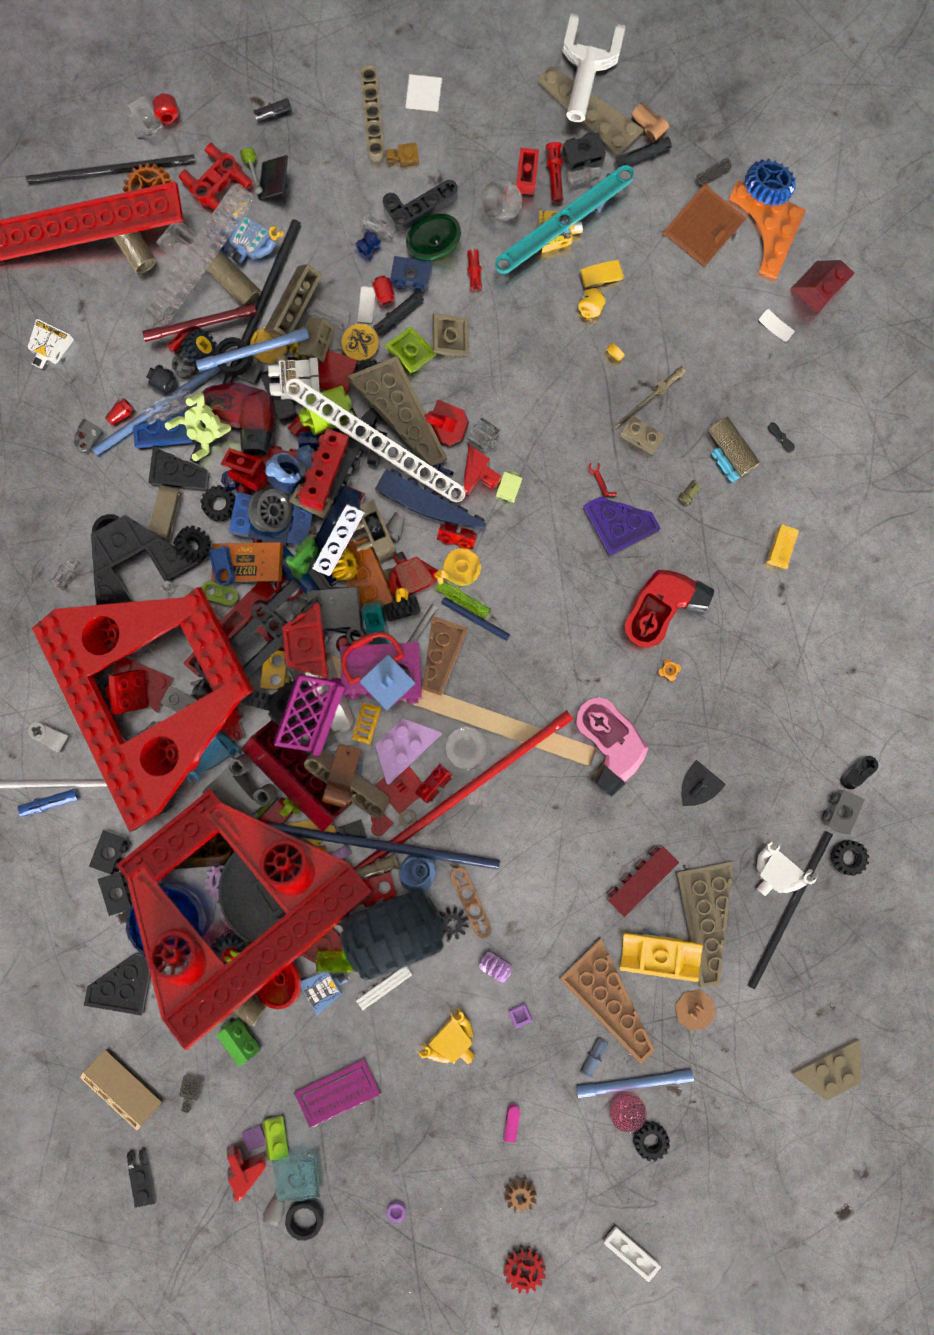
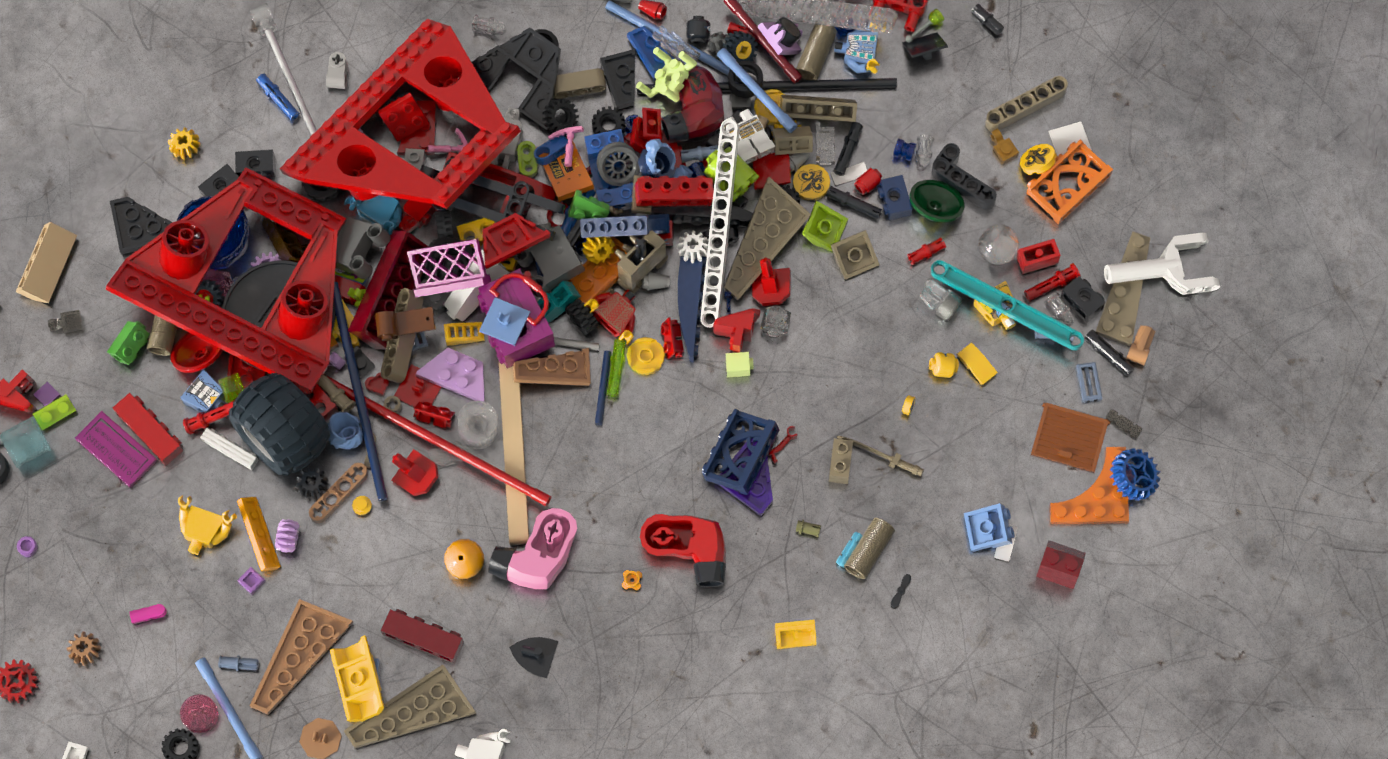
camera: 70 degrees right, 15 degrees down
(61, 916) = (184, 143): none -> yellow gear
(174, 664) = (447, 148): none -> bright pink piece
(205, 303) = (782, 36): none -> lavender piece
(230, 549) = (570, 131): none -> bright pink piece
(290, 431) = (697, 153): none -> sand blue pin
(331, 1056) = (149, 431): none -> red brick
(336, 288) = (851, 141): none -> black pin
(347, 1000) = (204, 419): none -> red pin
(374, 478) = (689, 240): none -> white gear
(433, 127) = (1038, 159): none -> yellow tile
(473, 86) = (1067, 206): none -> orange fence
(480, 991) = (258, 533): none -> light orange plate
(485, 824) = (415, 473): none -> red piece
(493, 885) = (361, 505): none -> yellow plate
(536, 274) = (948, 302): none -> clear piece
(588, 813) = (464, 558): none -> light orange piece
(622, 523) = (727, 440): none -> dark blue fence
(661, 191) = (1091, 397): none -> sand blue tile
(760, 333) = (989, 527): none -> medium blue plate

